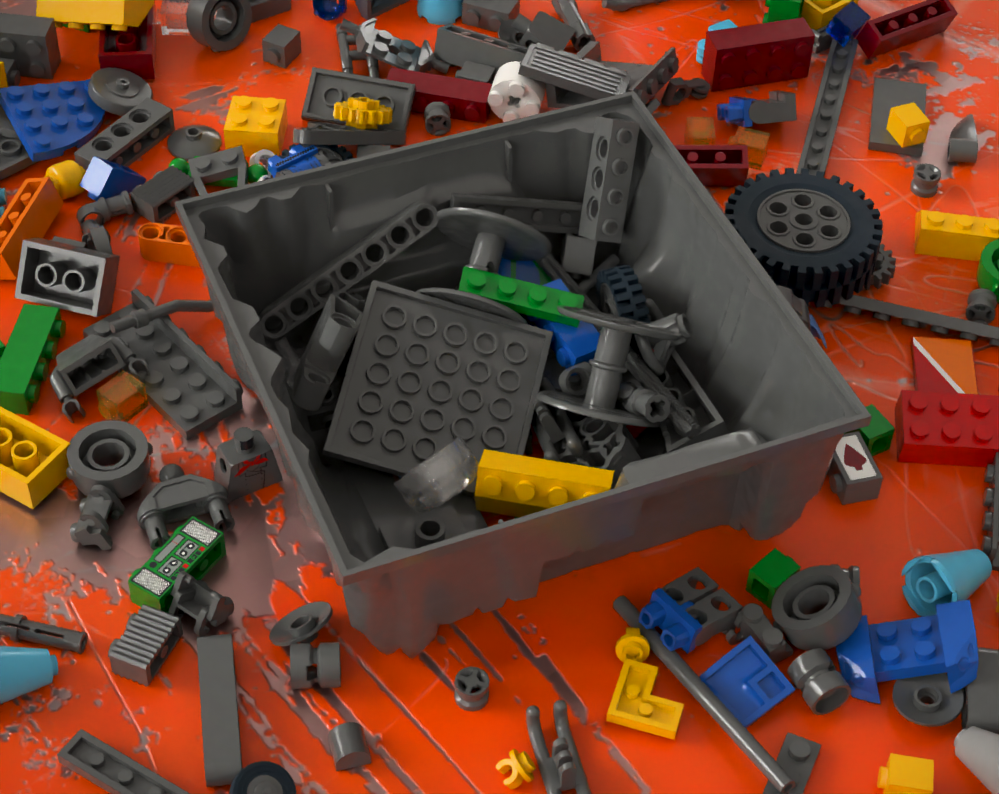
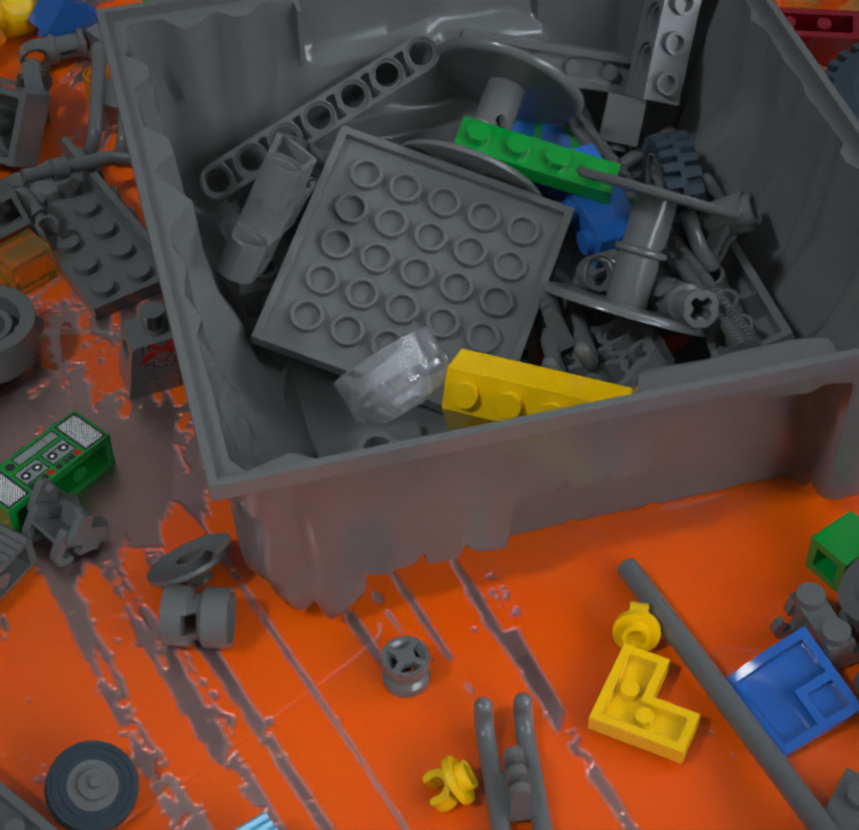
camera: 10 degrees right, 0 degrees up
(165, 253) = (102, 104): none -> dark grey piece
(180, 498) = (67, 386): dark grey connector -> none
(219, 709) = (58, 664): dark grey beam -> none
(348, 746) = (225, 730): dark grey brick -> none
(689, 614) = (721, 591): hips -> none

